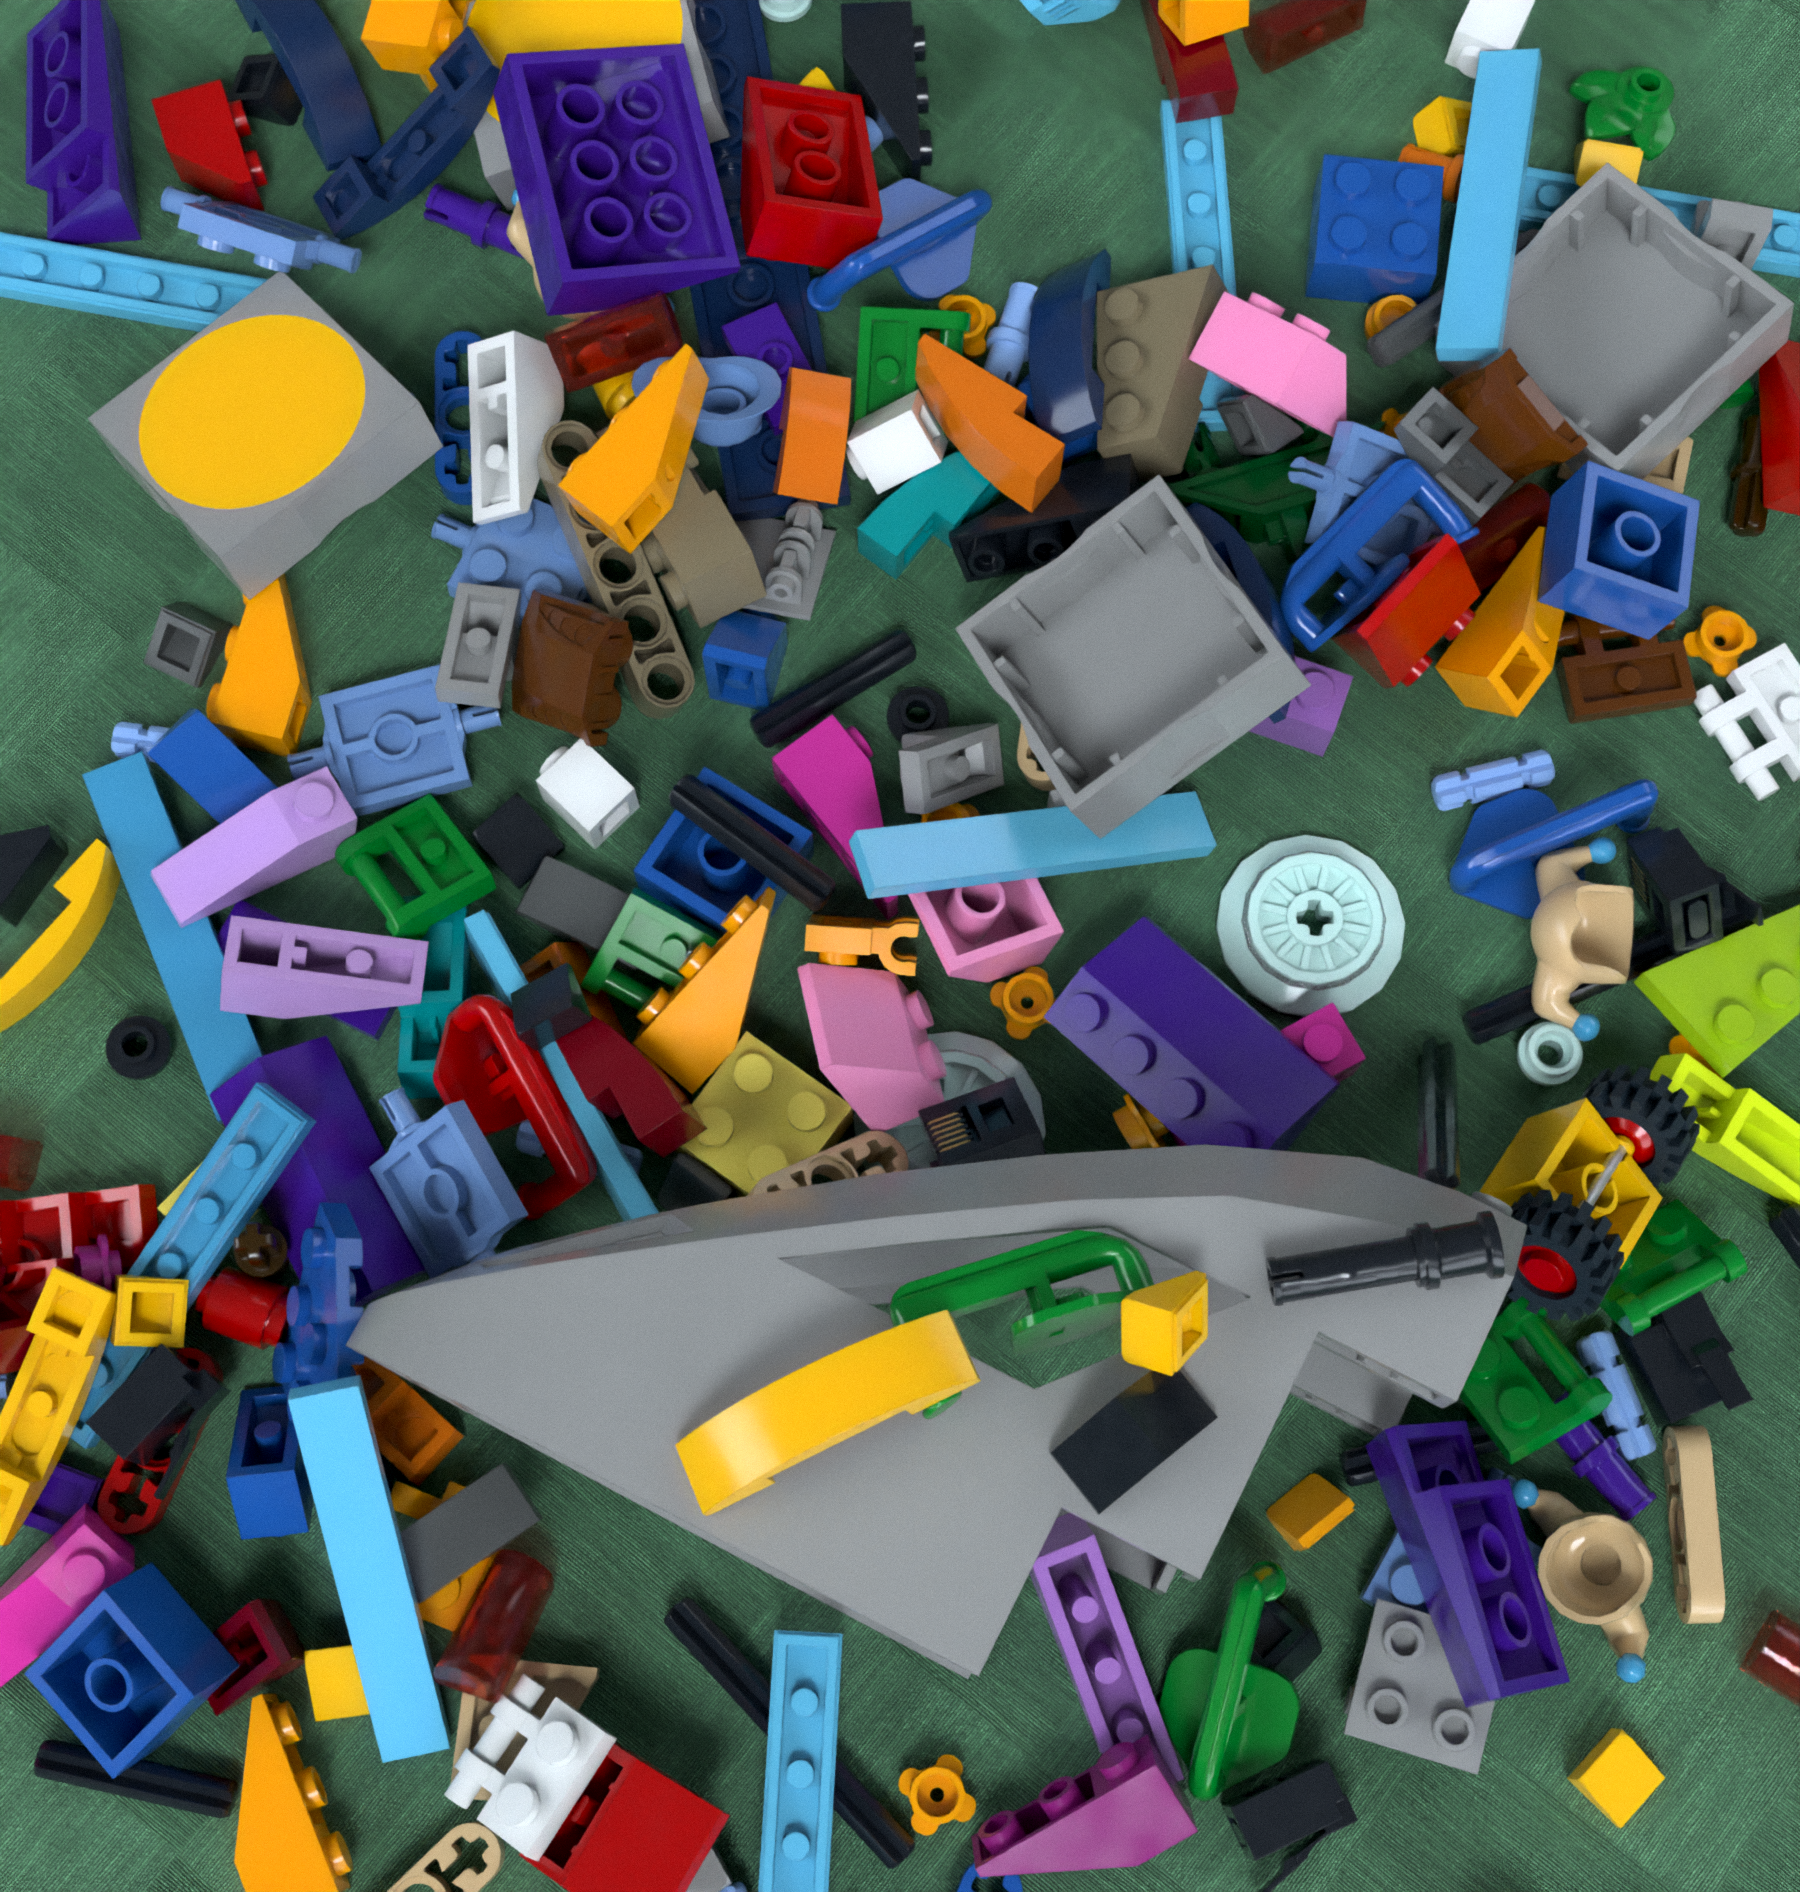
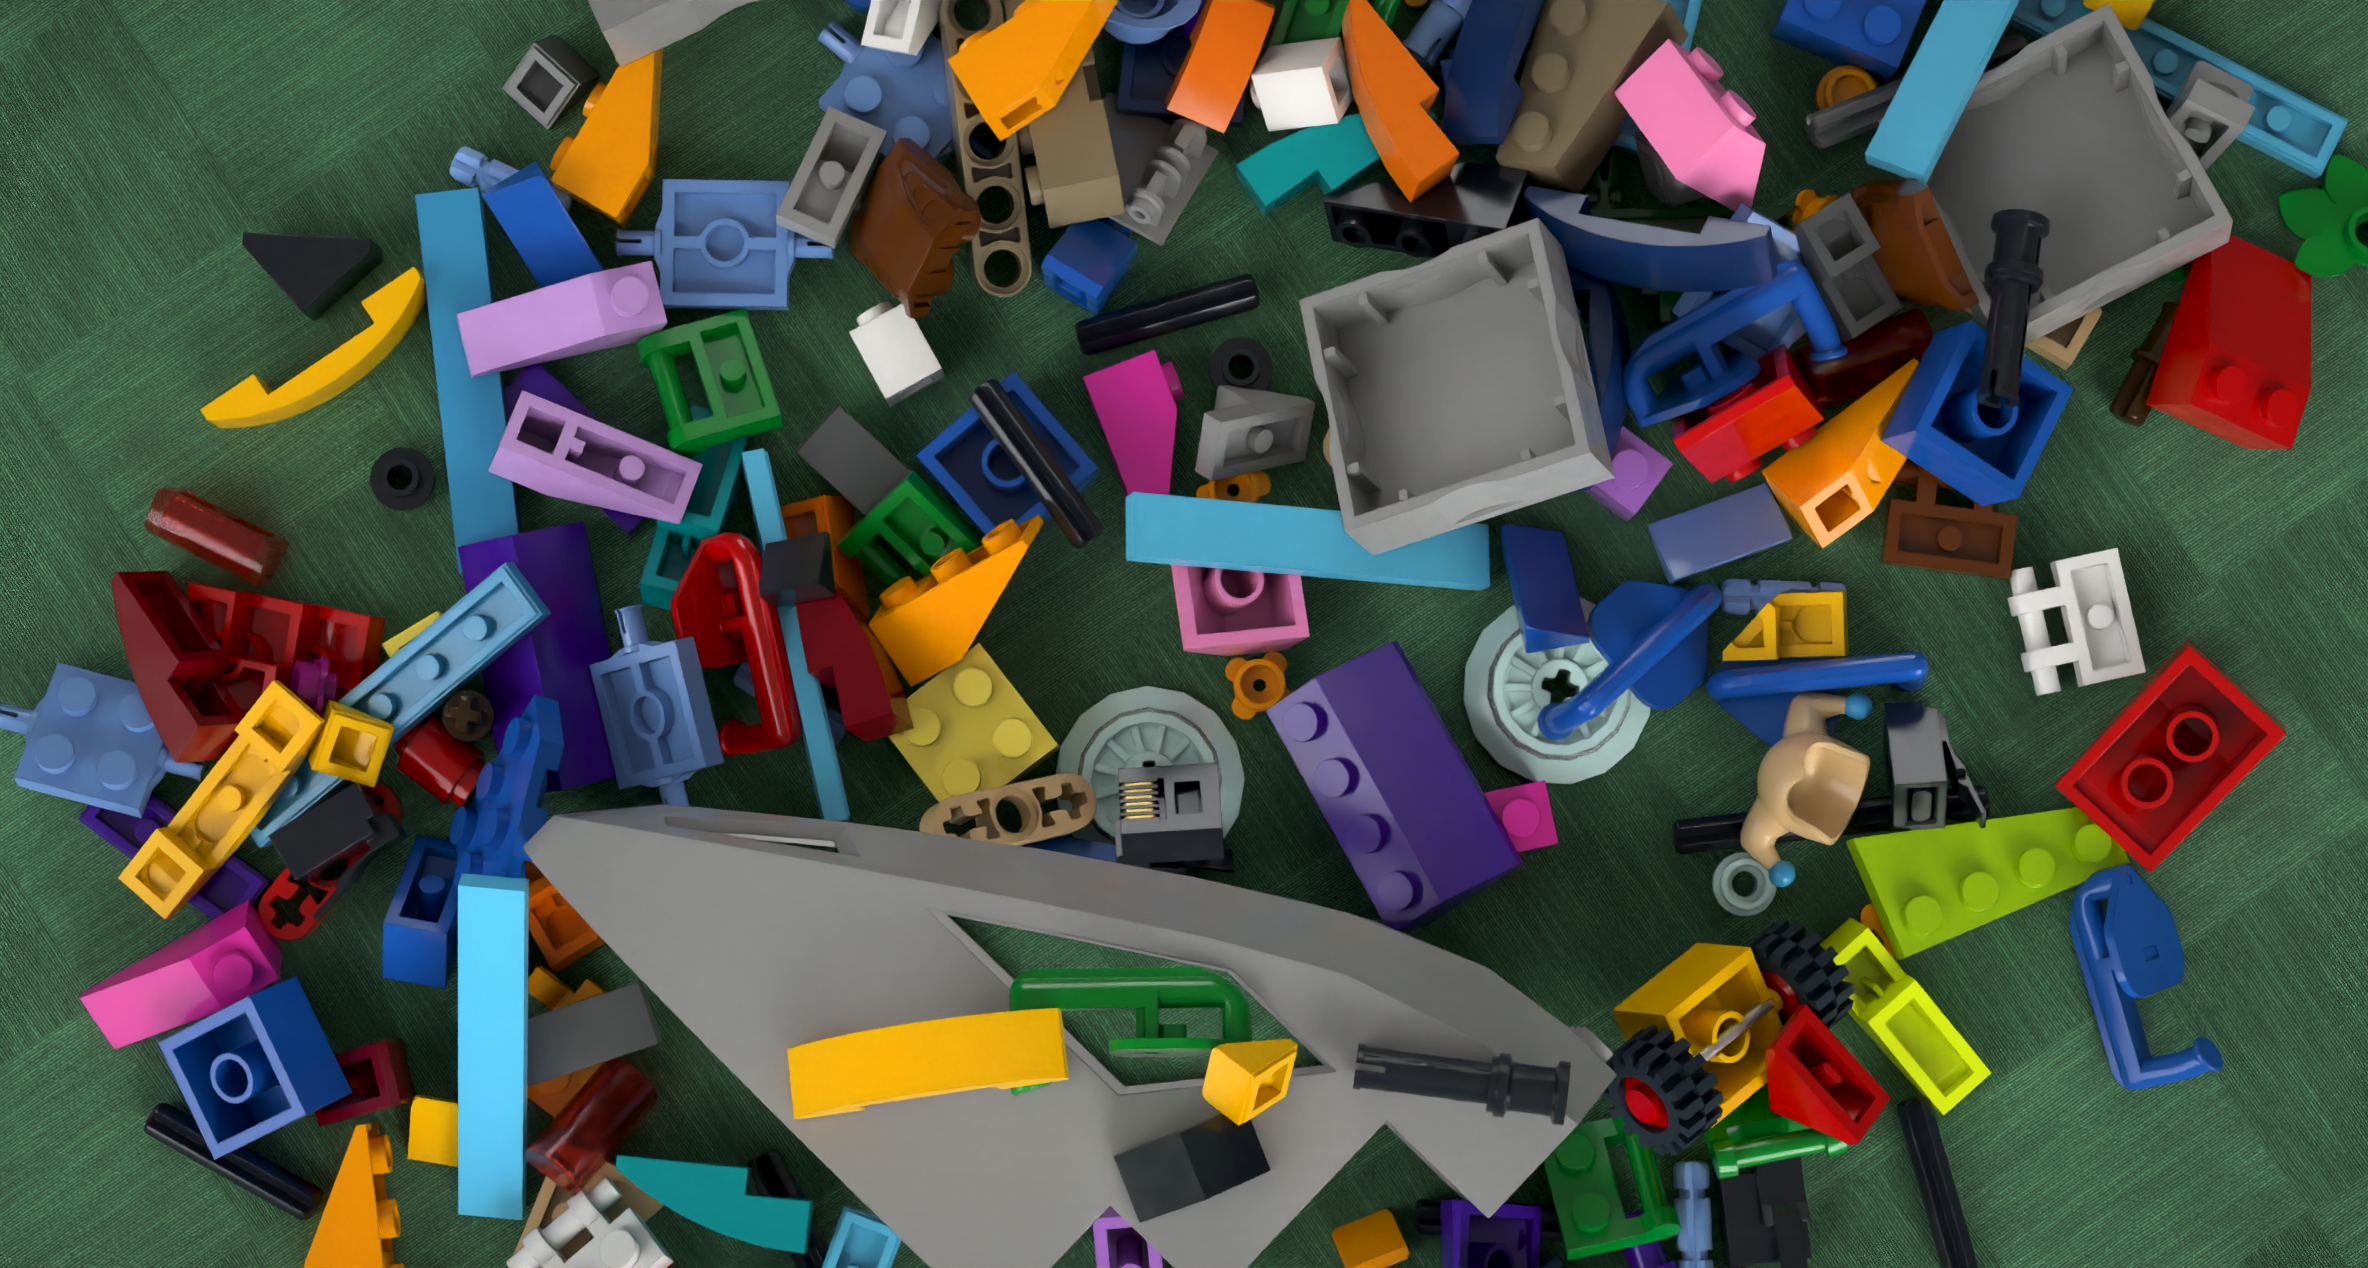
camera: 15 degrees right, 10 degrees up
(516, 840) = (816, 381): black slope -> none
(647, 1661) = (721, 1200): none -> teal slope
(691, 1185) = (888, 779): dark grey slope -> none
(845, 938) = (1103, 578): light orange plate -> none
(873, 1042) = (1094, 689): bright pink slope -> none
(1139, 1125) = (1323, 844): light orange plate -> none
(1266, 831) = (1543, 588): none -> blue slope
(1280, 482) = (1720, 258): none -> dark blue slope
(1387, 855) = (1653, 647): none -> blue piece
(1413, 739) = (1719, 533): none -> medium blue slope
(1438, 1115) = (1598, 929): black axle -> none
(1516, 798) = (1795, 627): none -> yellow slope
(1613, 415) = (2013, 280): none -> black pin
(1698, 1207) = (1820, 1080): none -> red slope
(1723, 624) = (2058, 505): light orange plate -> none

